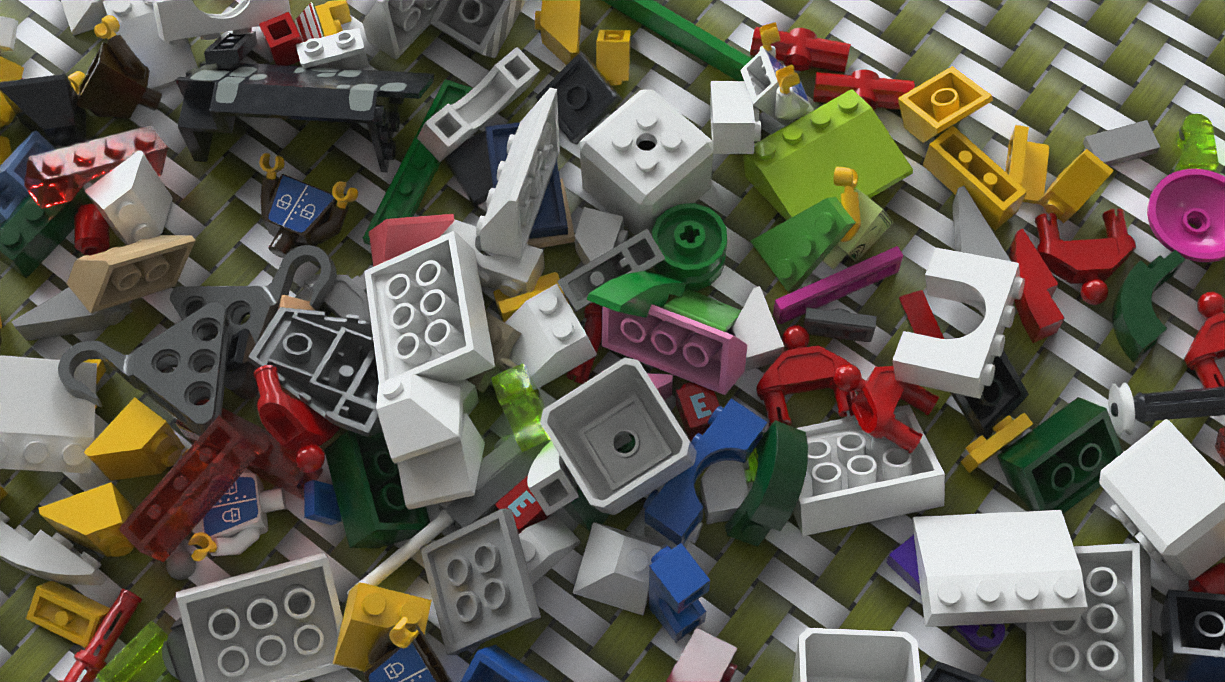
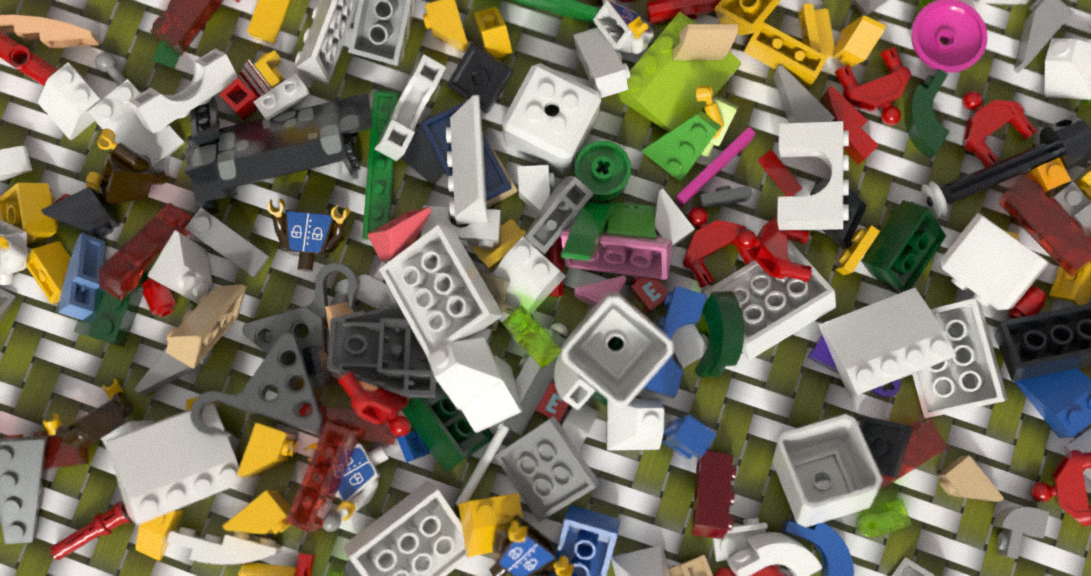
camera: 25 degrees left, 15 degrees up
(198, 193) = (227, 242): none -> light grey slope
(868, 121) = (705, 41): none -> tan slope

